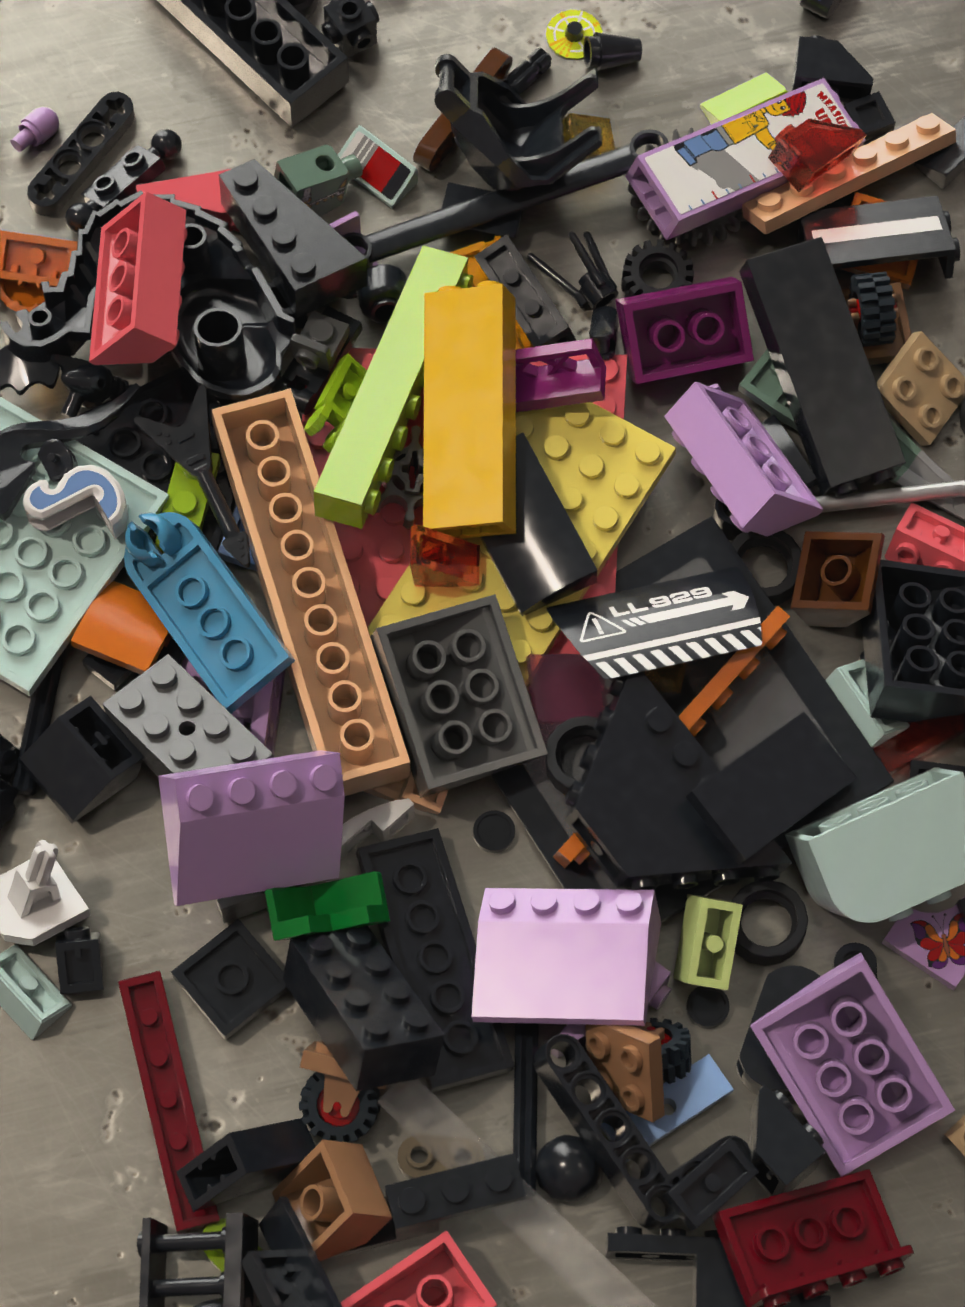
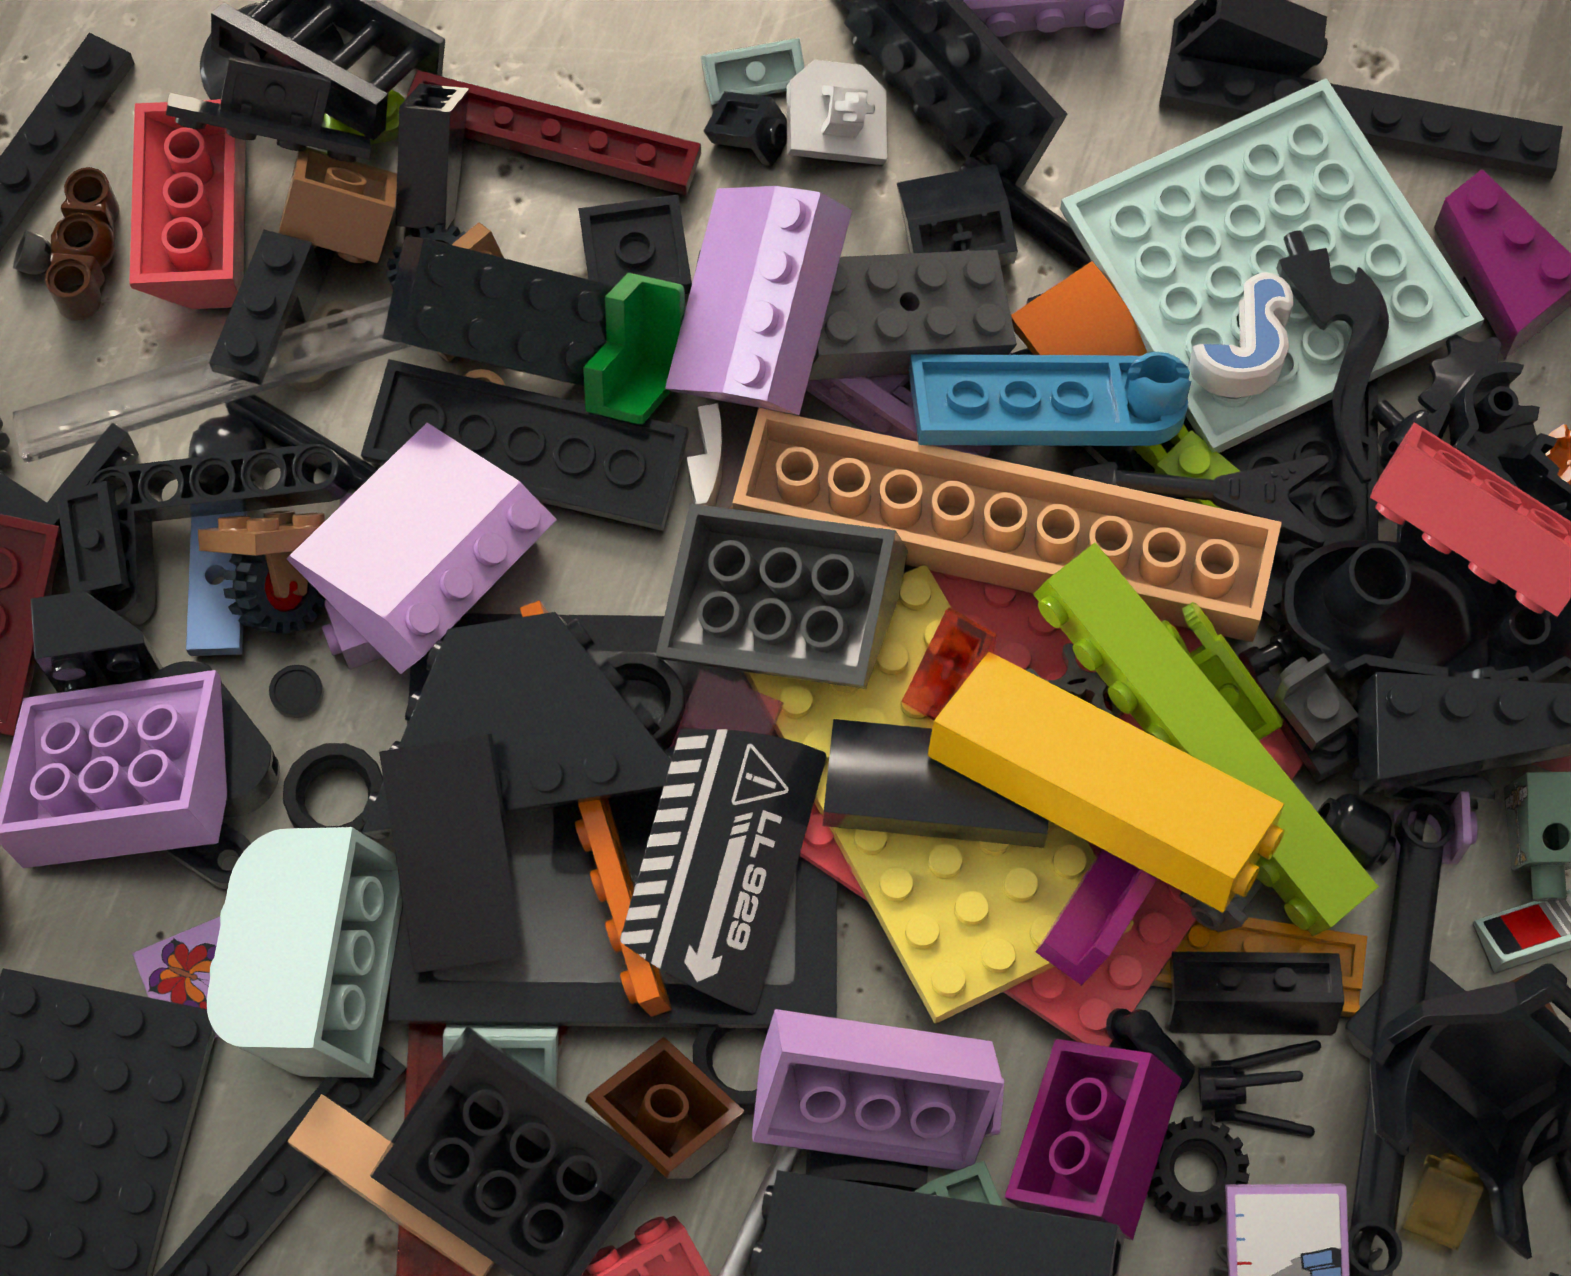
camera: 125 degrees right, 0 degrees up
(56, 459) = (1316, 351): black piece -> none
(494, 831) = (628, 590): black piece -> none
(707, 942) = (346, 706): yellowish green brick -> none

